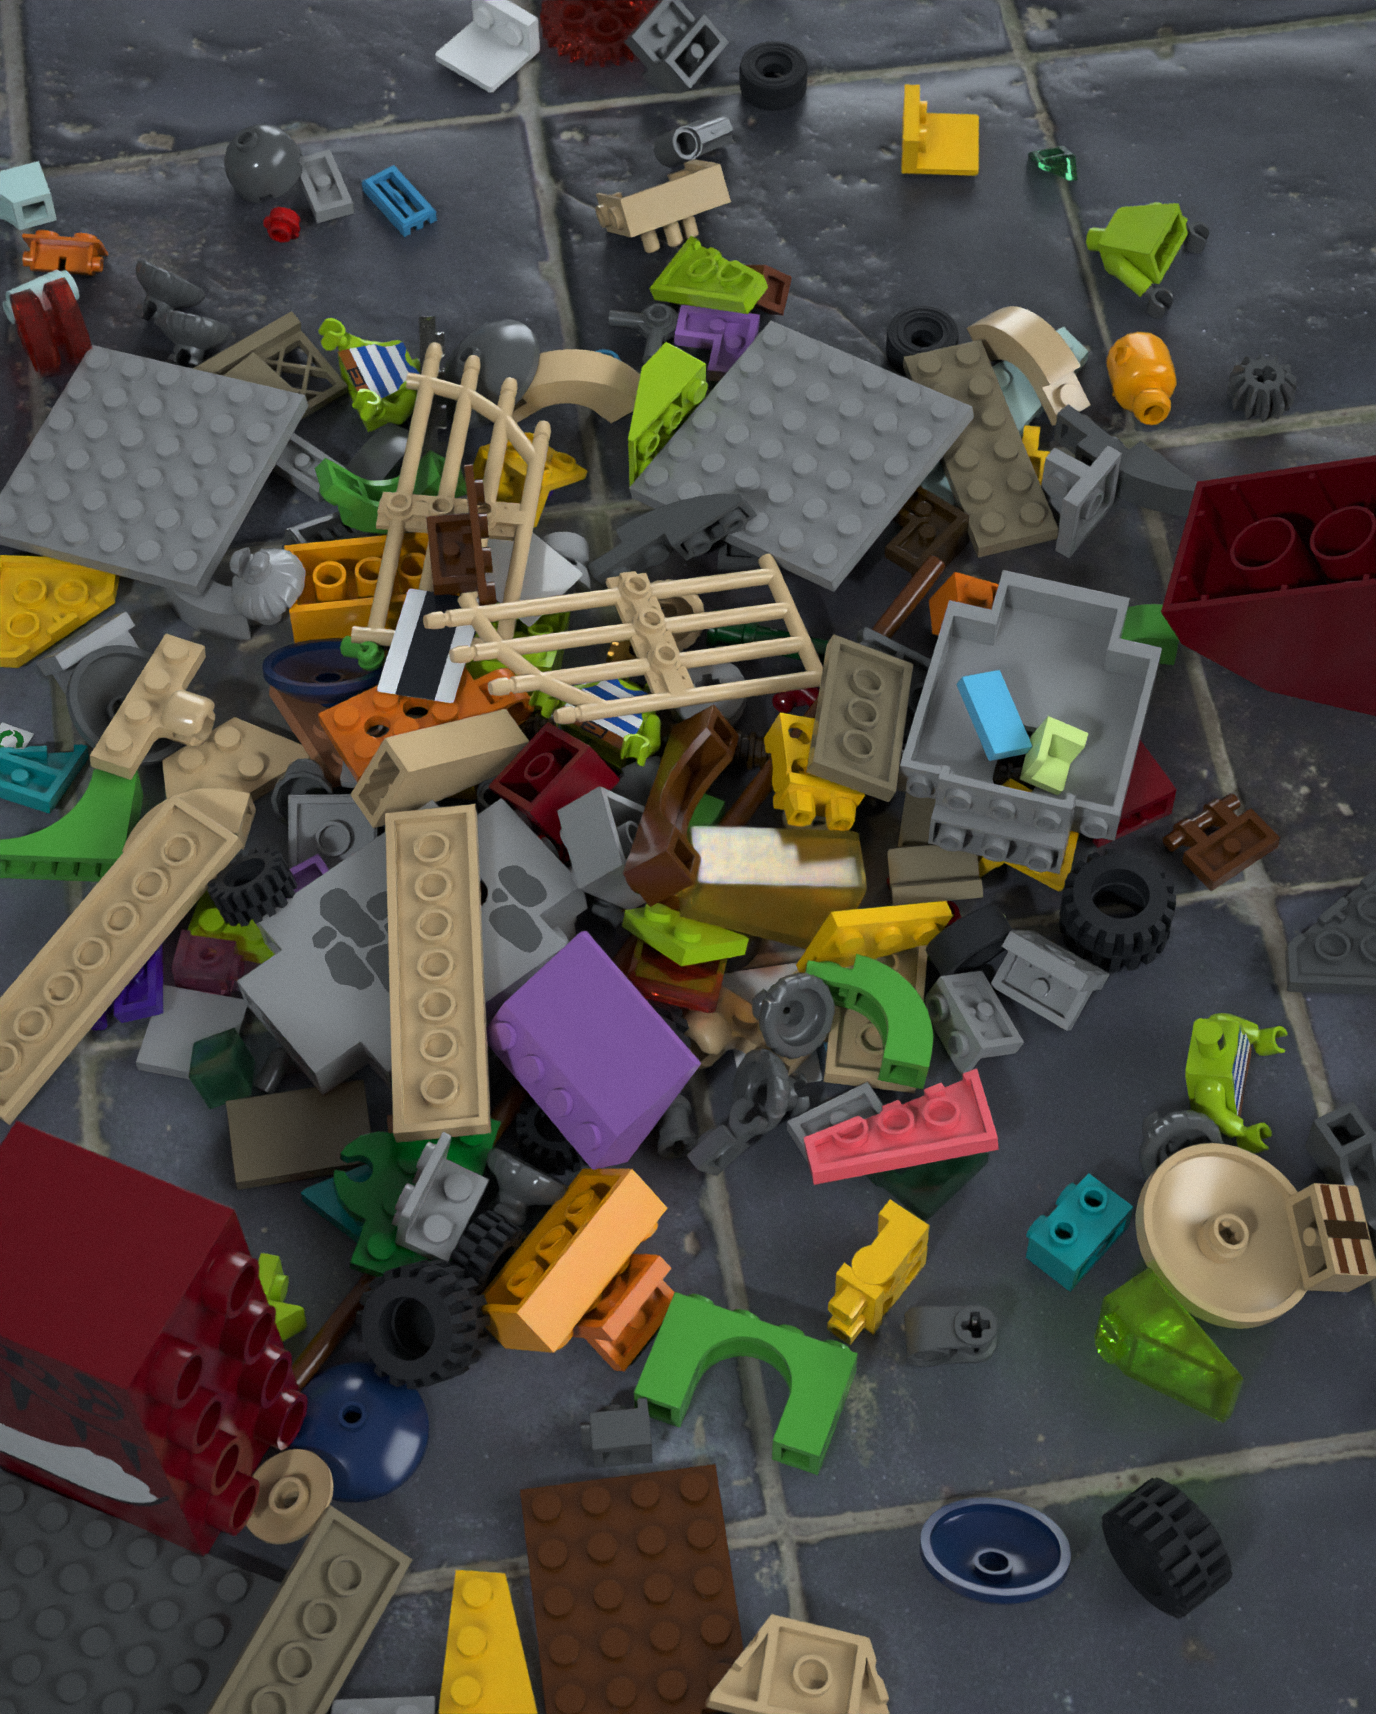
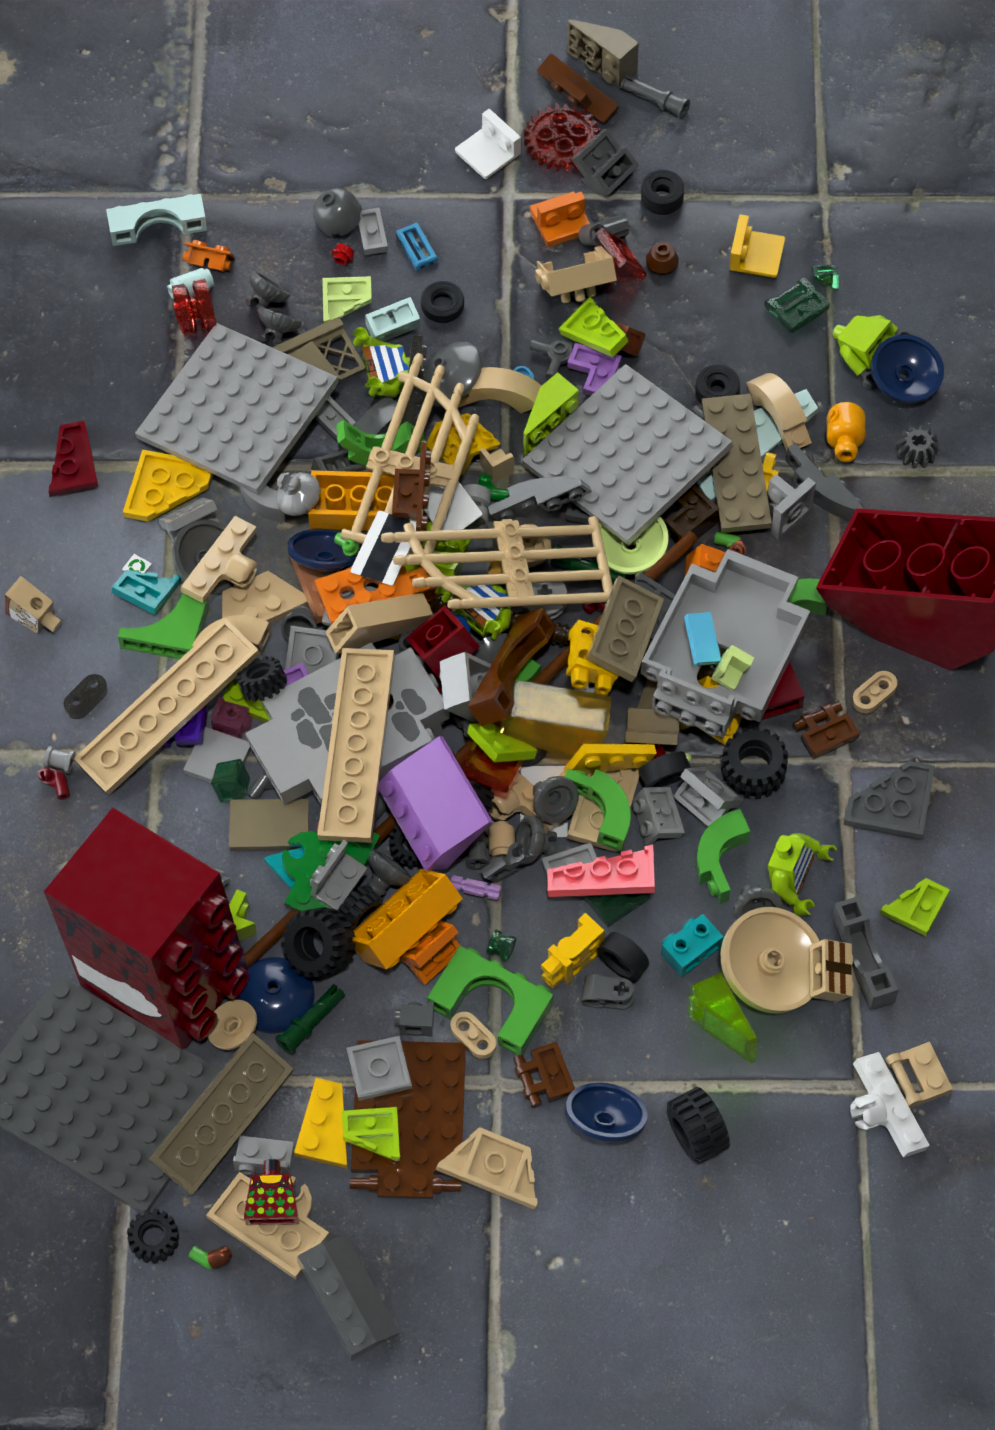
camera: 10 degrees right, 5 degrees up
(296, 282) = (345, 296): none -> yellowish green wing
(381, 305) = (393, 320): none -> light aqua brick
(416, 1482) = (302, 1027): none -> dark green pin
(454, 293) = (442, 315): none -> black tyre
(569, 1534) = (379, 1068): none -> light grey tile
(579, 1652) = (373, 1130): none -> lime wing
(589, 502) = (497, 463): none -> tan panel
(597, 546) = (496, 493): none -> green arm
(620, 130) = (560, 218): none -> orange bracket
(687, 1188) = (476, 887): none -> lavender axle
(710, 1098) = (501, 837): none -> tan brick
(730, 167) = (621, 254): none -> clear red plate
(730, 1448) = (474, 1036): none -> tan plate
(746, 1281) = (501, 945): none -> clear green wheel
(792, 168) = (662, 258): none -> reddish brown cone
(863, 597) = (649, 549): none -> yellowish green dish
(879, 1490) = (552, 1071): none -> reddish brown plate
(966, 1267) = (623, 956): none -> black tyre
(989, 568) = (731, 541): none -> bright green arm
(1025, 216) = (801, 309): none -> clear green plate
(1088, 1038) = (718, 838): none -> bright green arch
(1218, 273) = (915, 360): none -> dark blue dish
(1284, 773) = (873, 693): none -> tan plate

